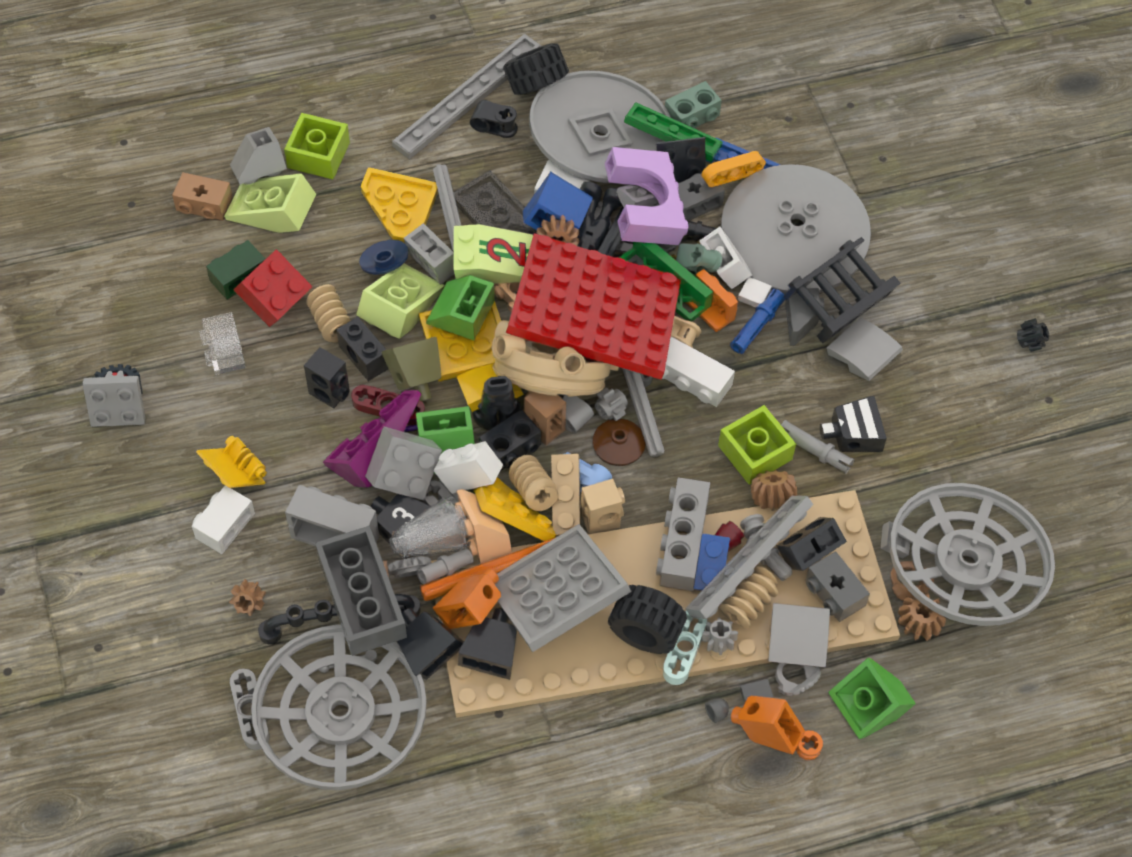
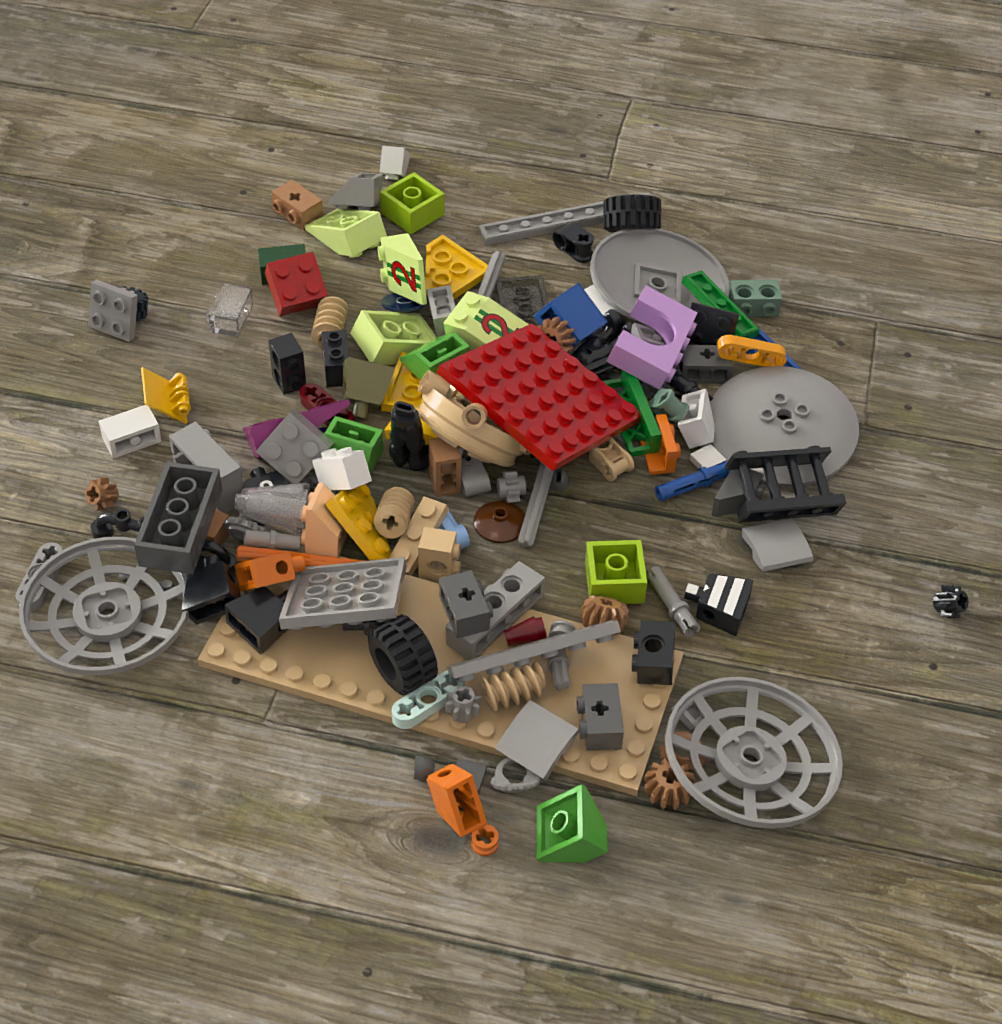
camera: 30 degrees right, 10 degrees down
(264, 106) = (394, 162): none -> white slope
(367, 224) = (402, 267): none -> yellowish green slope
(506, 436) = (405, 472): black brick -> none
(668, 544) = (465, 603): none -> dark grey brick
(697, 373) = (602, 493): white brick -> none
(711, 559) = (504, 635): blue plate -> none
(811, 543) = (601, 667): black brick -> none
(840, 490) = (655, 652): none -> black brick

